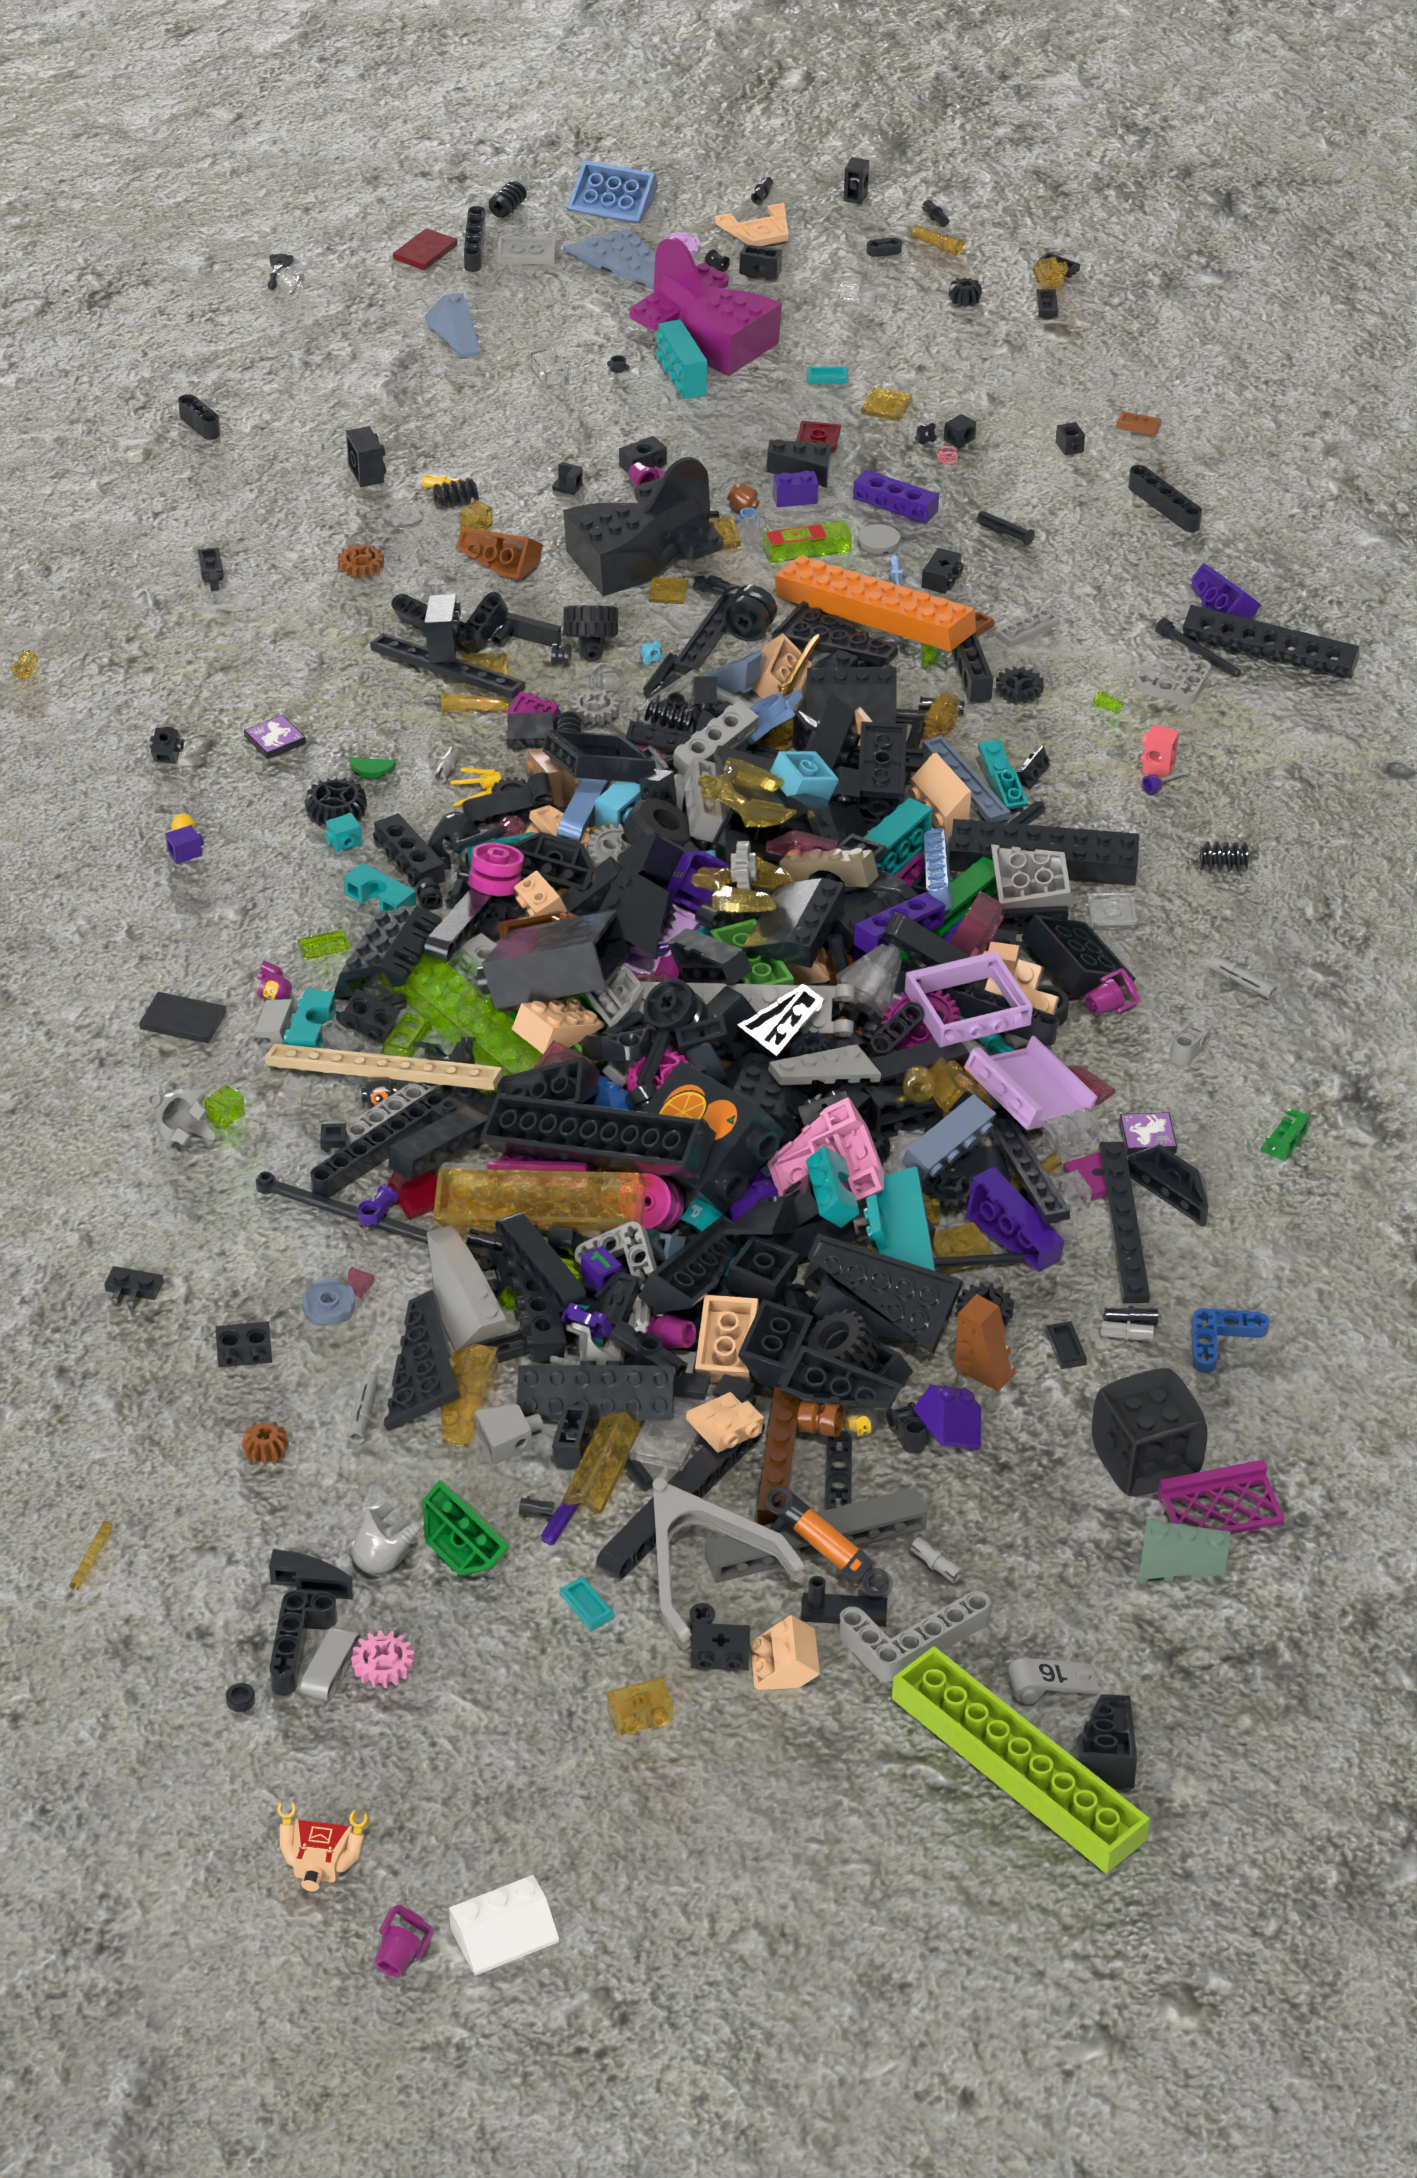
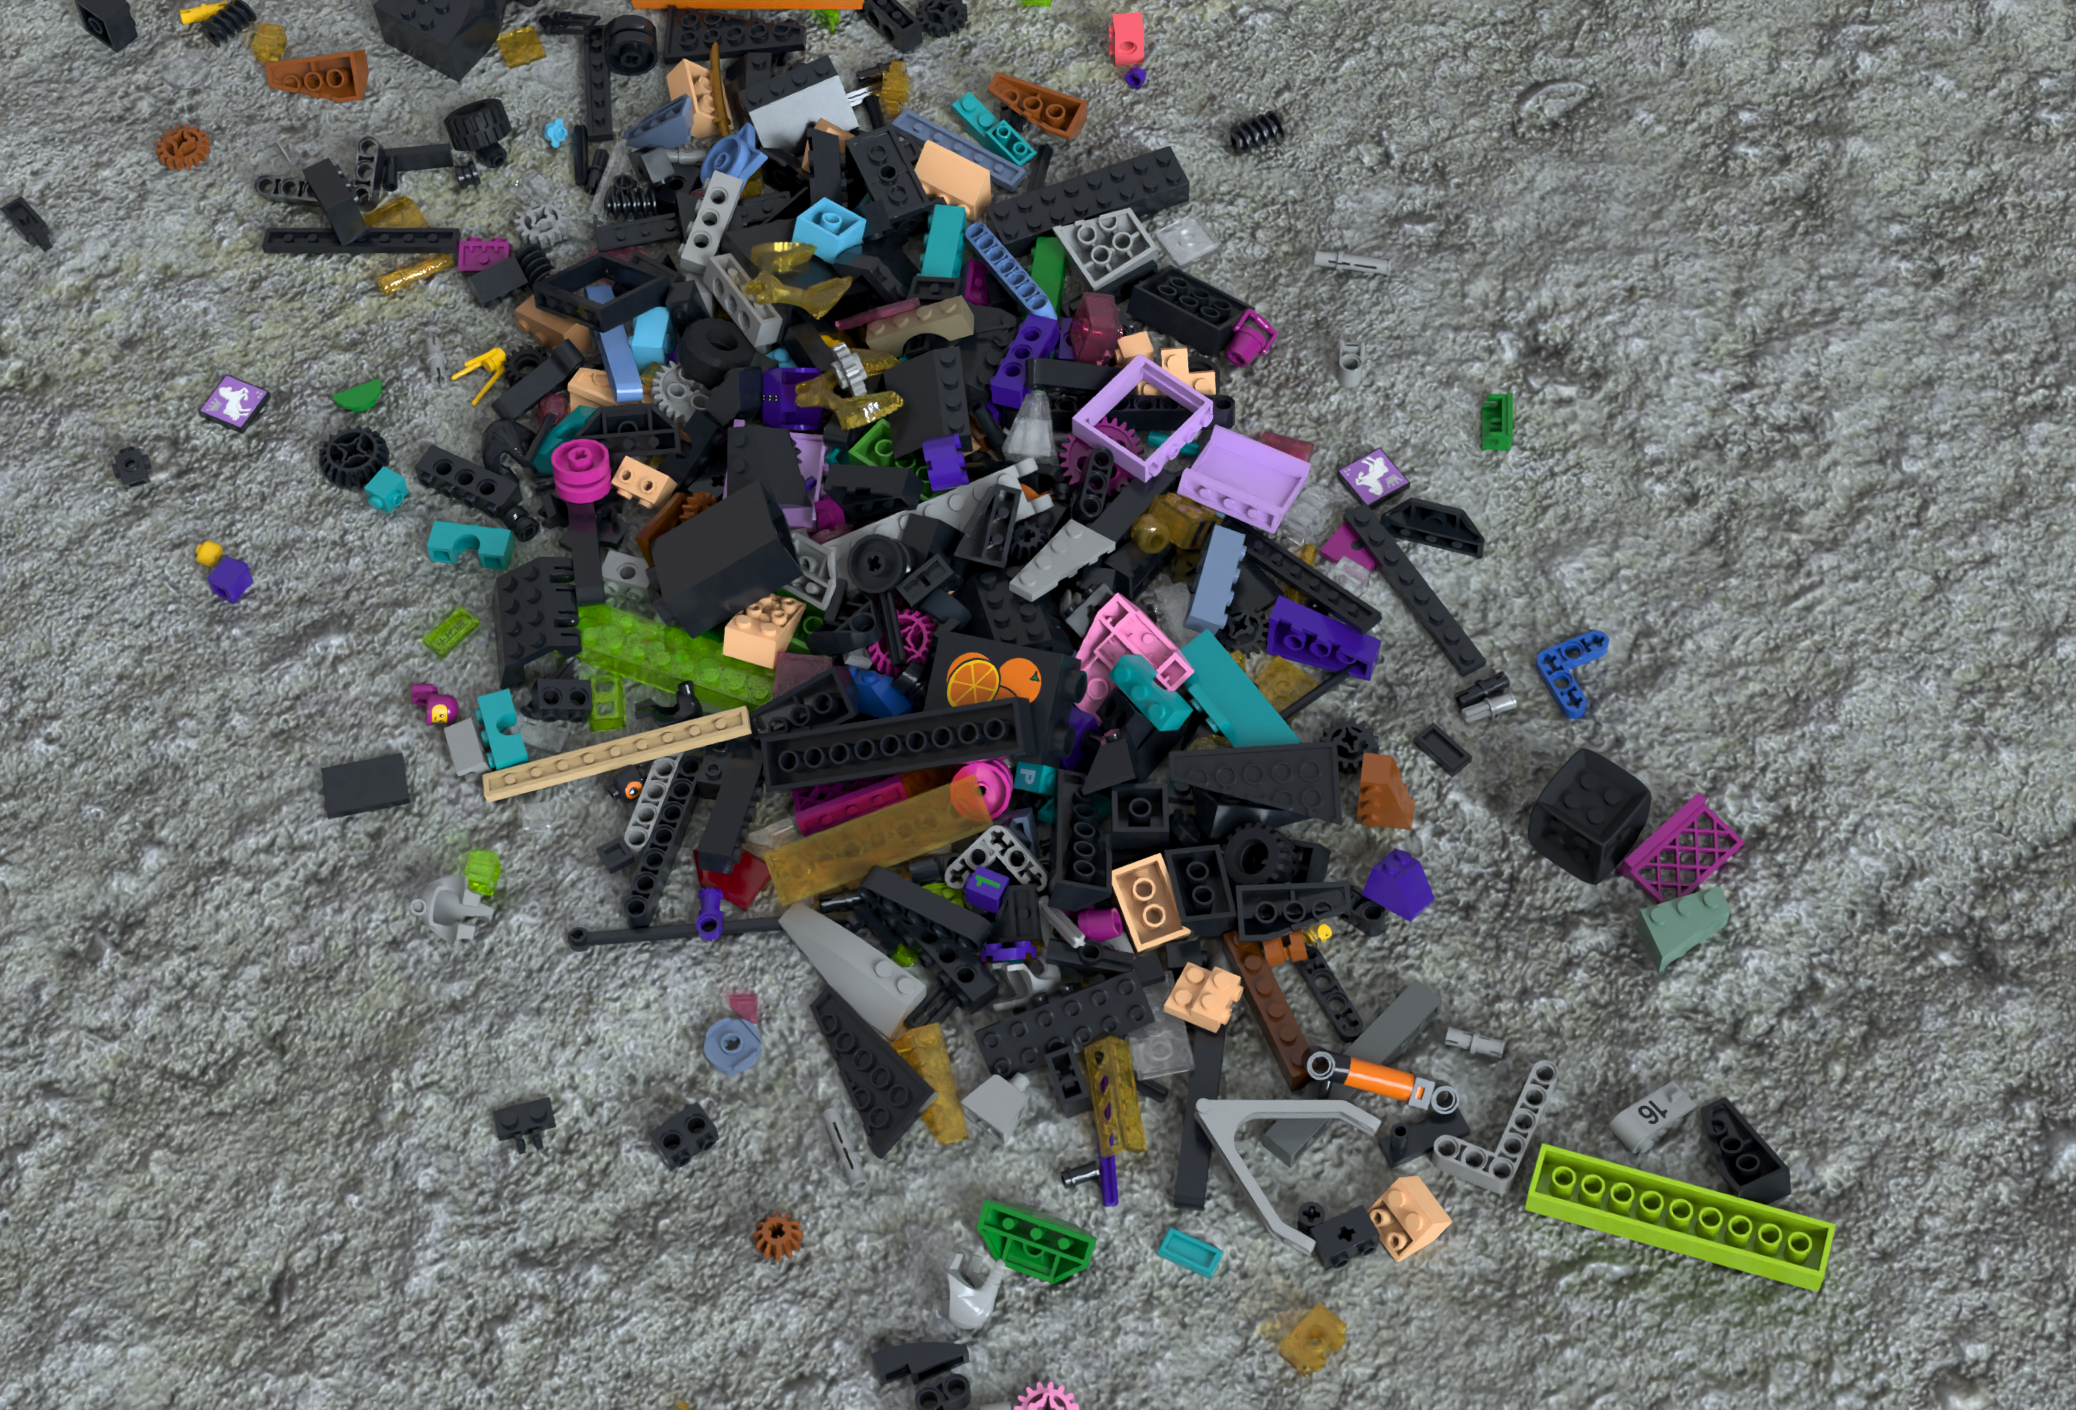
camera: 25 degrees left, 15 degrees up
(776, 959) = (945, 462): none -> dark purple brick
(1053, 771) = (1044, 107): none -> dark orange wedge

